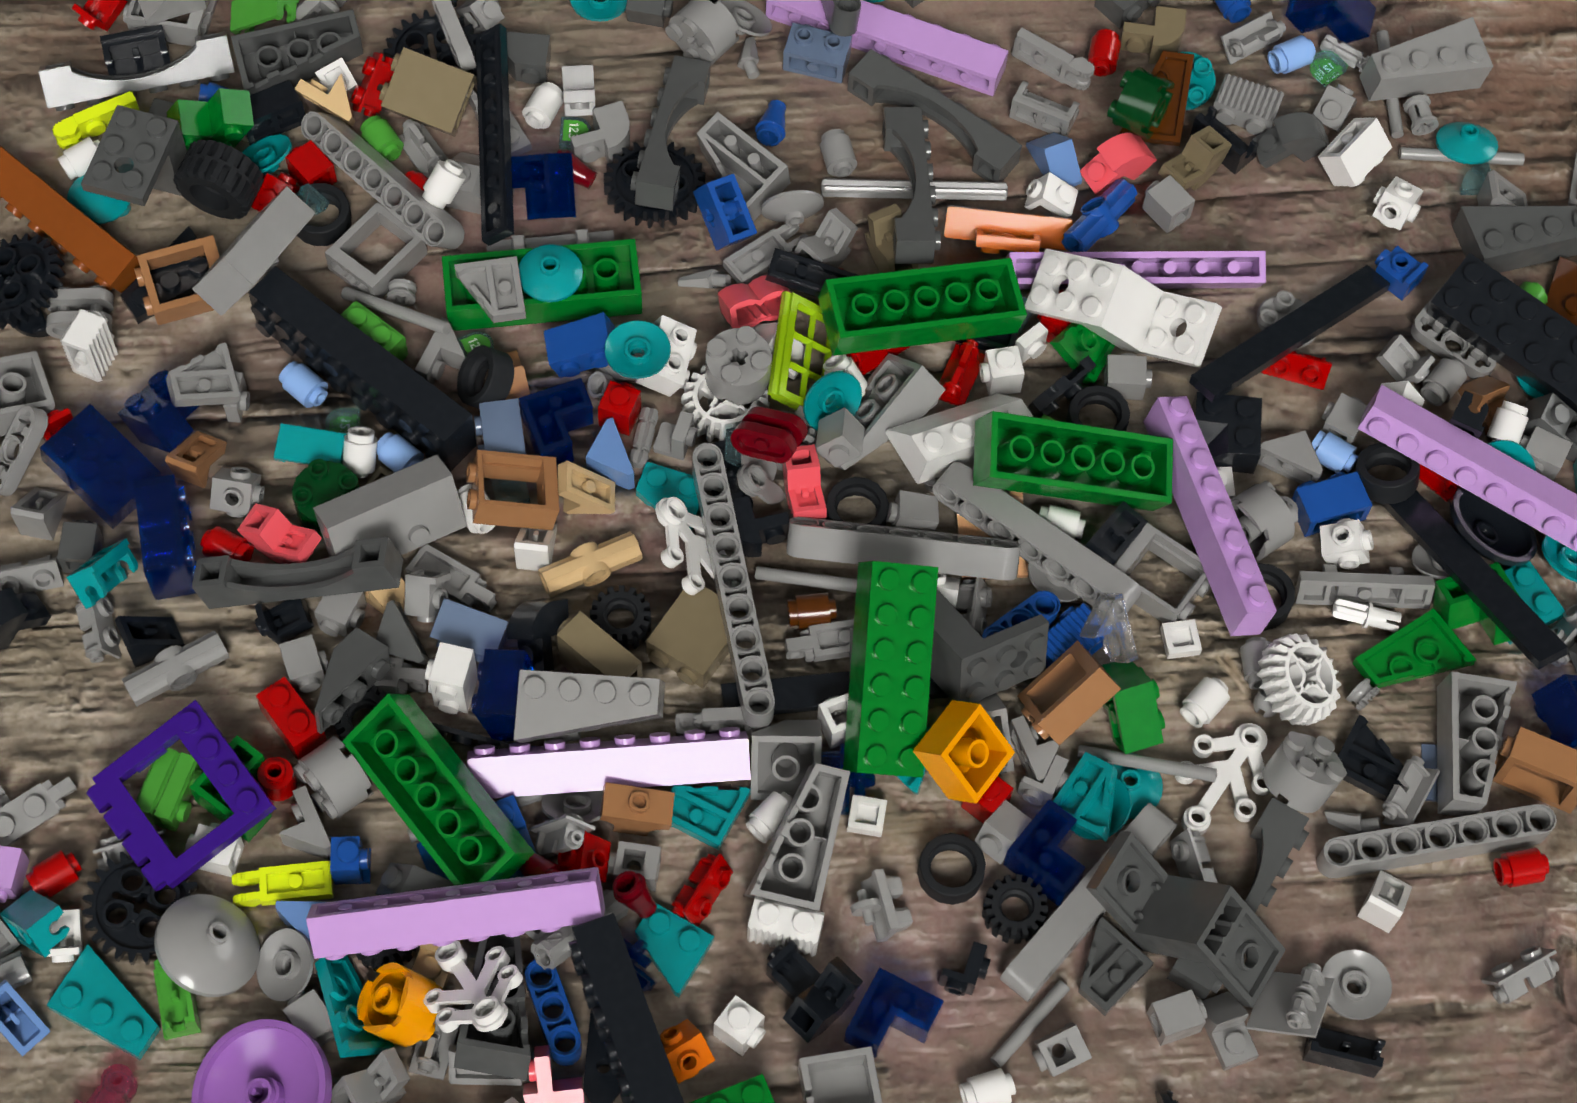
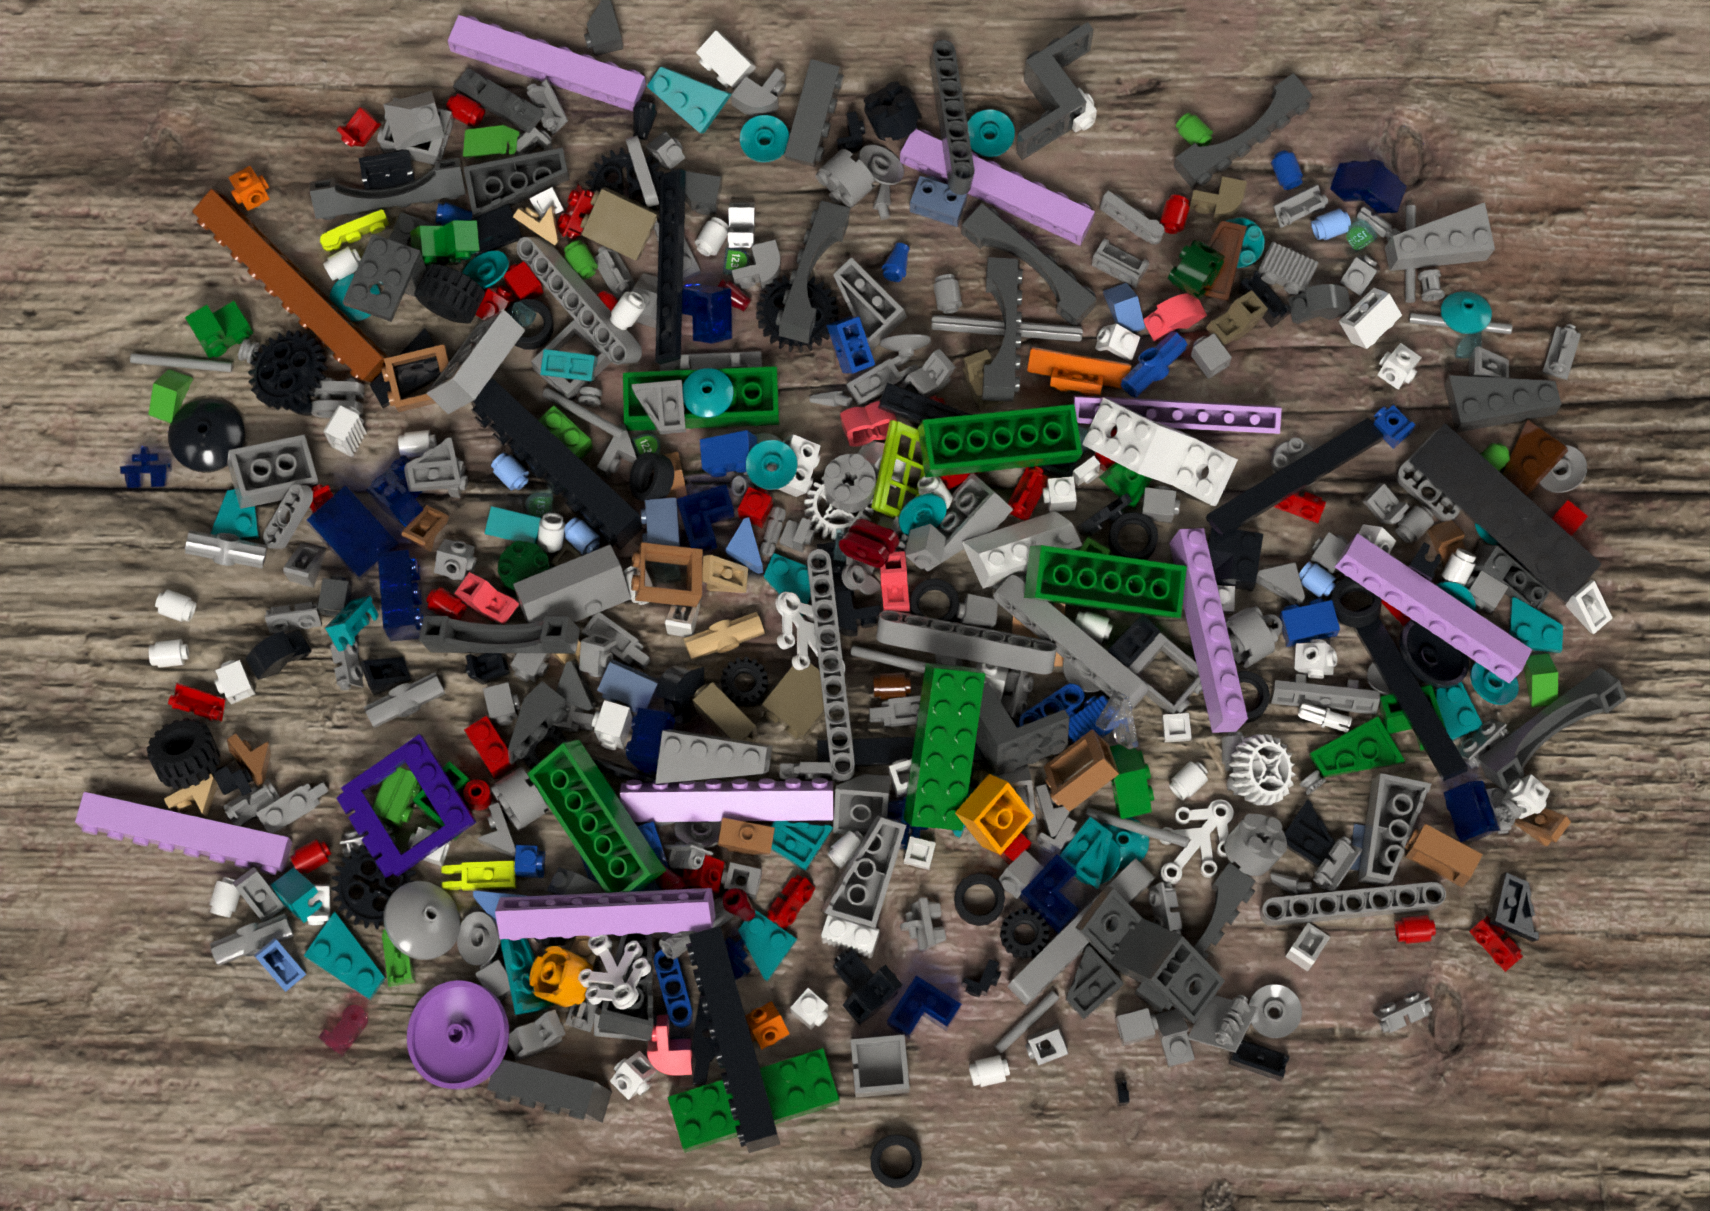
camera: 10 degrees right, 10 degrees up
(179, 354) = (416, 443): none -> white brick
(372, 247) = (568, 365): none -> teal hinge

